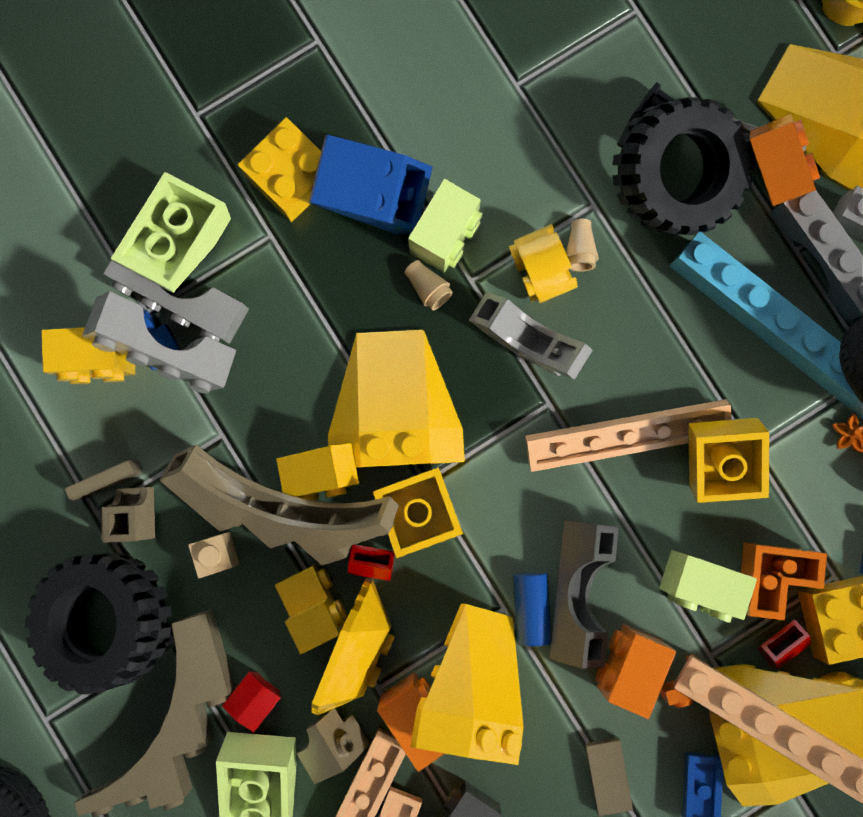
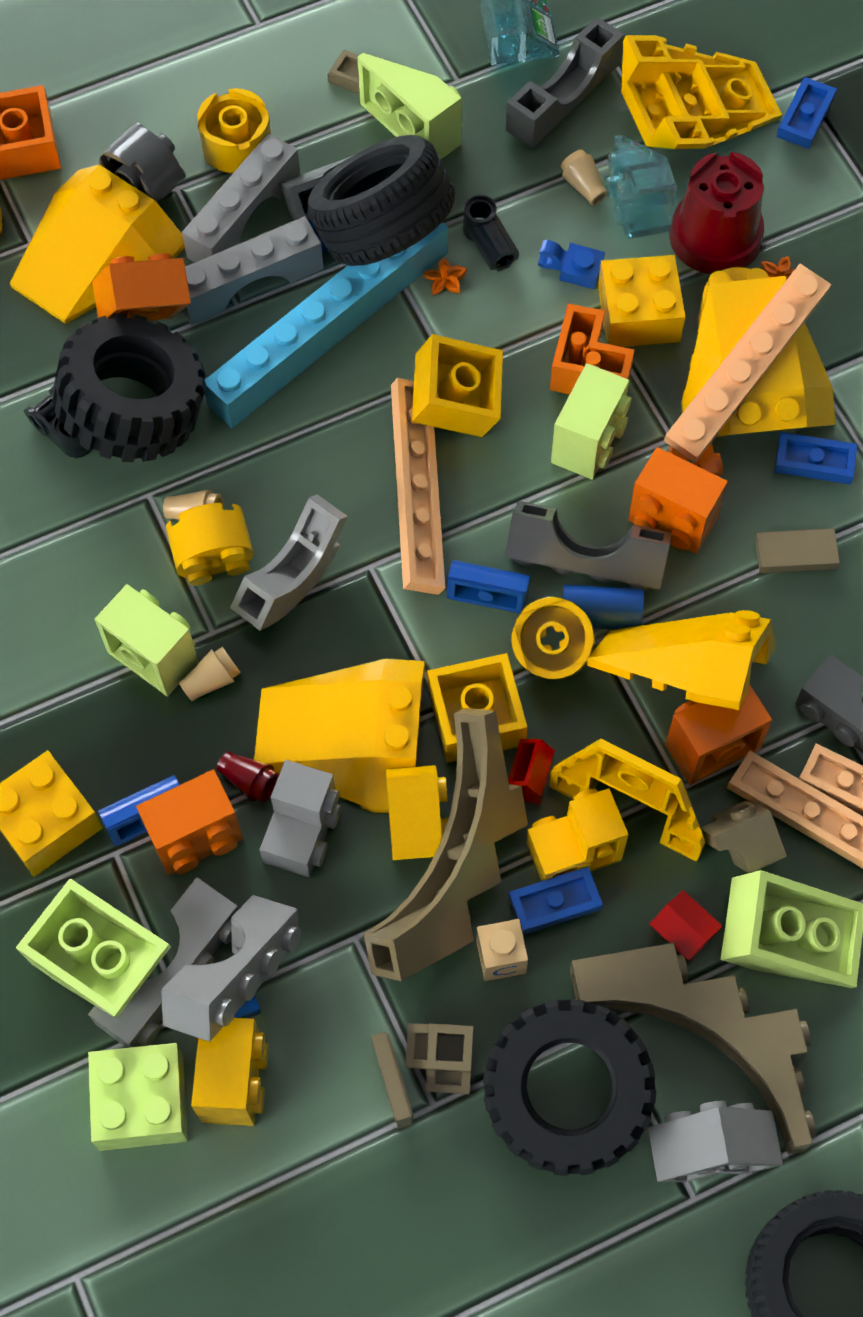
camera: 85 degrees left, 20 degrees down
(66, 285) = (137, 1096): none -> yellowish green brick
(69, 742) = (714, 1142): none -> light grey brick
(258, 587) = (555, 900): none -> blue plate
(281, 284) = (191, 823): none -> orange brick
(302, 377) = (303, 811): none -> light grey brick
(304, 251) = (123, 818): none -> blue brick
(341, 333) = (250, 776): none -> dark red cone
(370, 184) = (82, 709): blue slope -> none
(482, 553) = (533, 627): none -> yellow brick
(538, 509) = (488, 586): none -> blue brick
(790, 652) = (658, 344): red piece -> none

